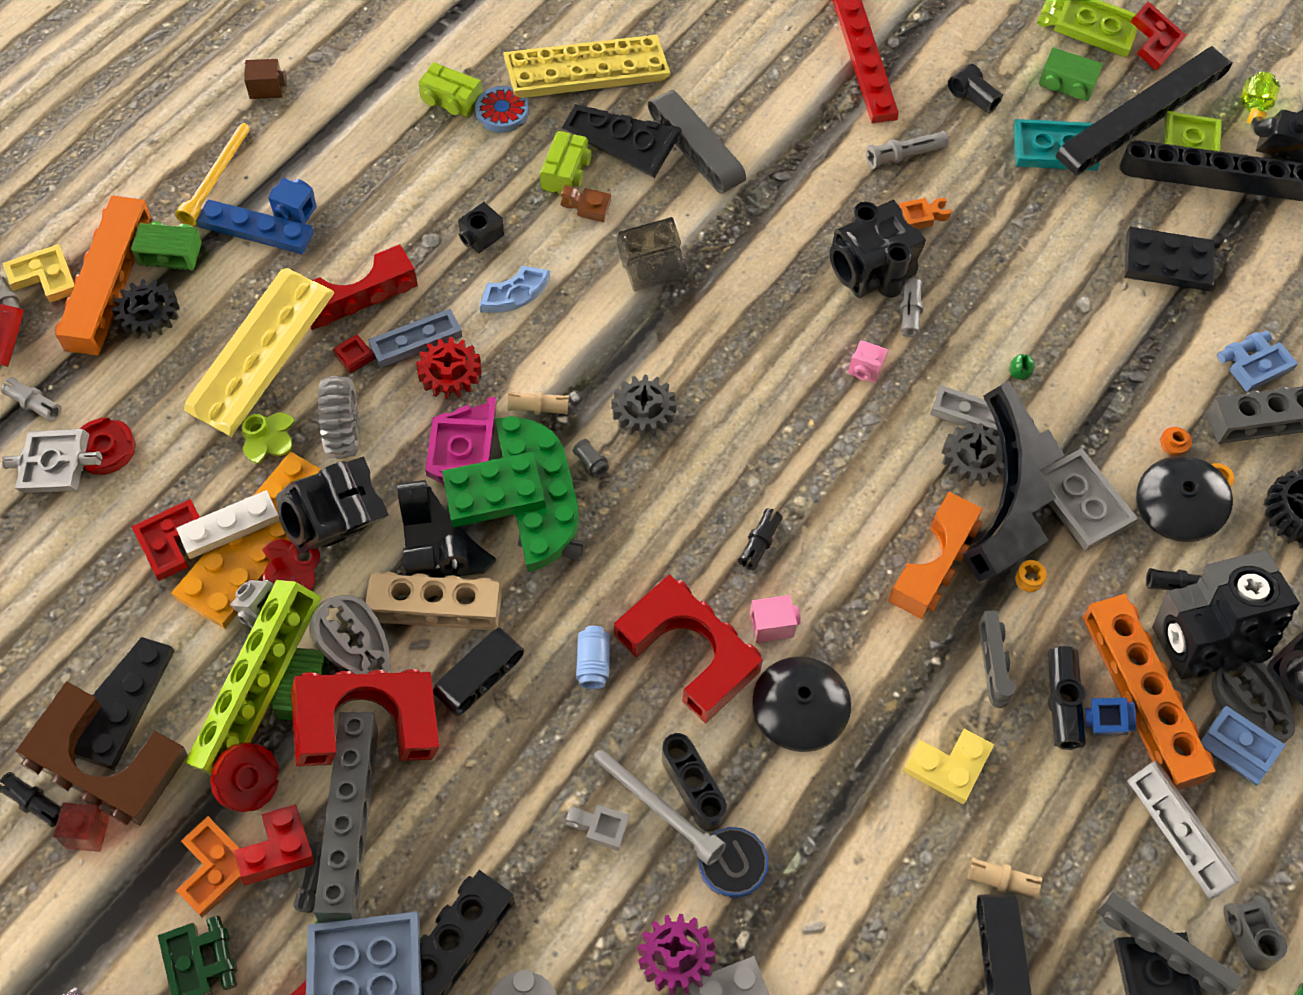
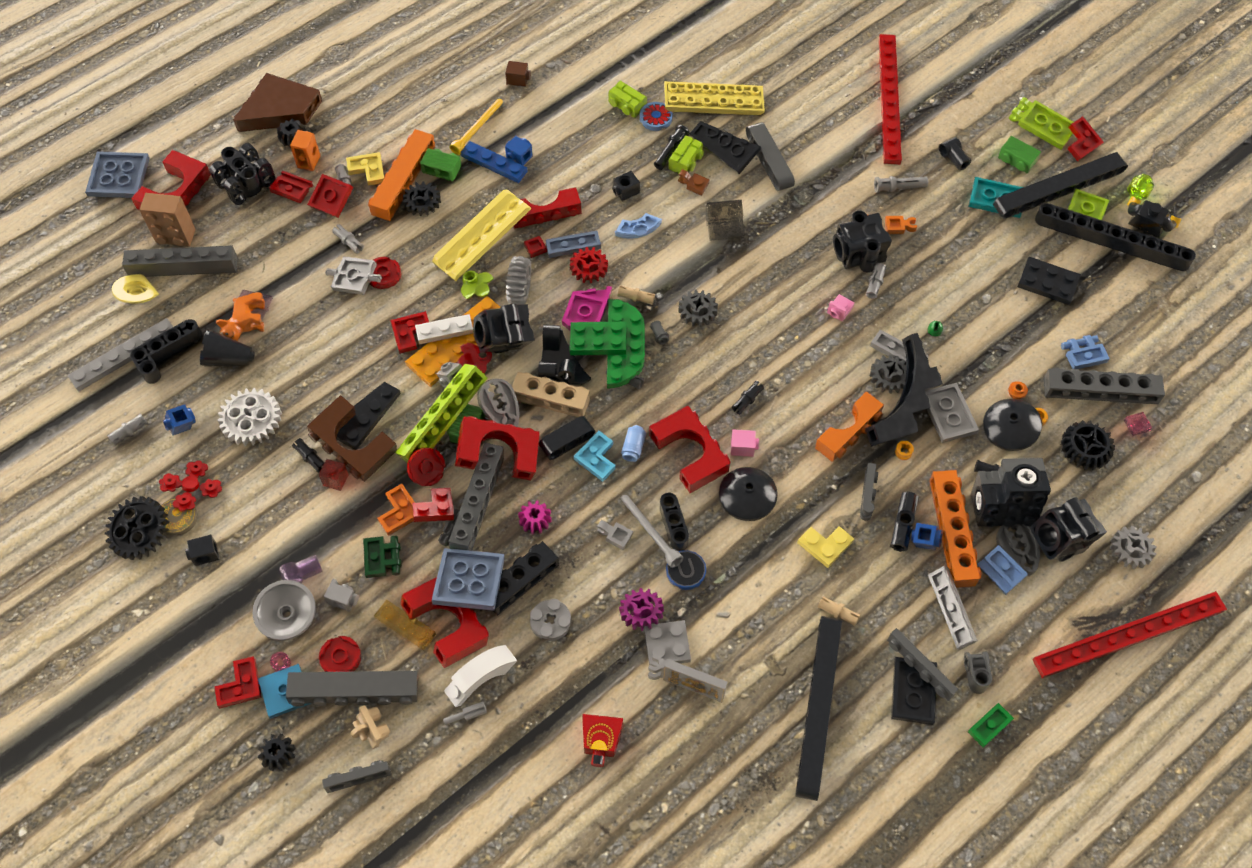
camera: 15 degrees right, 0 degrees up
(446, 837) = (542, 517): none -> dark pink gear
(527, 696) = (592, 457): none -> medium azure plate
(540, 145) = (674, 140): none -> black pin

